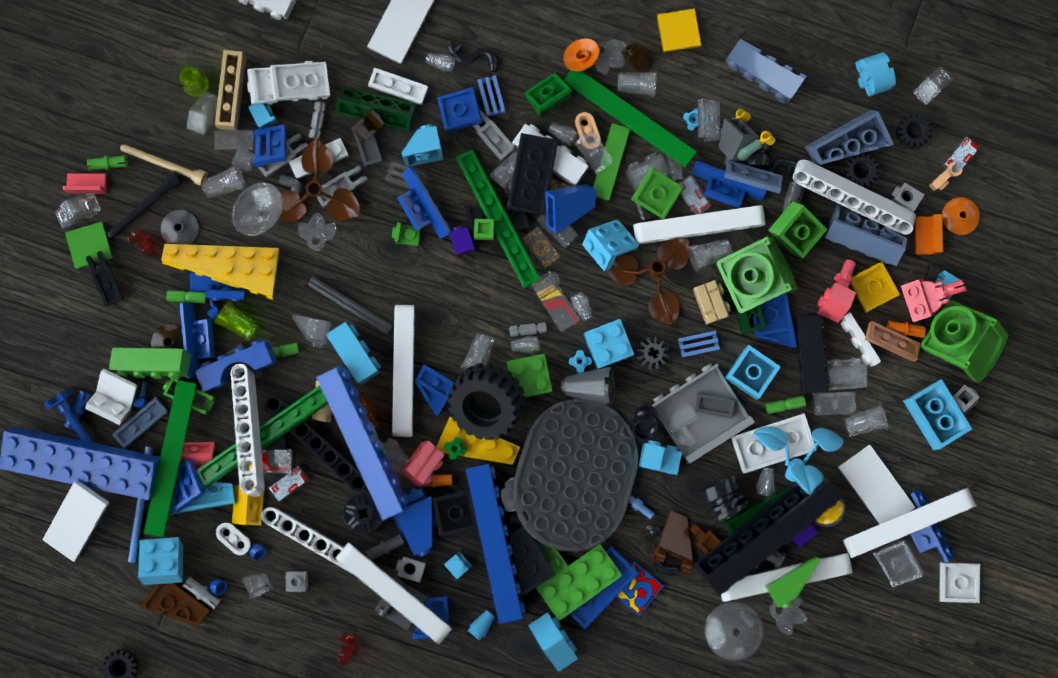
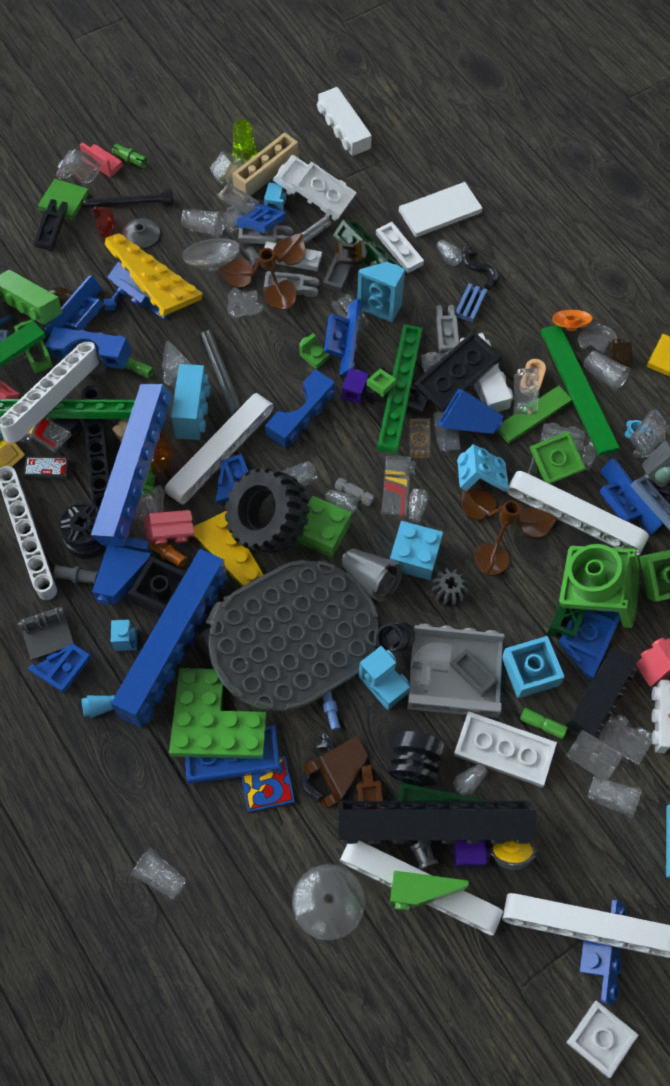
camera: 40 degrees right, 20 degrees down
(183, 296) = (103, 281): bright green piece -> none
(196, 175) = (185, 203): tan piece -> none
(236, 321) = (120, 316): clear neon green plant -> none
(393, 593) = (45, 611): white beam -> none
(419, 569) = (84, 616): light grey brick -> none
(437, 317) = (286, 426): none -> blue arch
(456, 443) = (210, 541): green plate -> none
(459, 110) = (435, 293): blue tile -> none
(530, 561) = (189, 678): black wing -> none
(548, 94) = (520, 333): green slope -> none
(553, 641) = (145, 769): medium azure brick -> none
(563, 133) = (509, 365): clear cone -> none
(580, 356) = (382, 543): medium azure plate -> none
(694, 195) = (589, 486): clear tile -> none
(708, 253) = (562, 537): clear plant -> none
(711, 302) = (538, 582): tan brick -> none
(714, 340) = (503, 604): medium blue tile -> none
(788, 616) = (395, 930): clear plate -> none
(806, 476) = (511, 787): medium azure plant -> none
(876, 486) = (580, 864): white tile -> none
(898, 563) = (550, 963): clear slope -> none

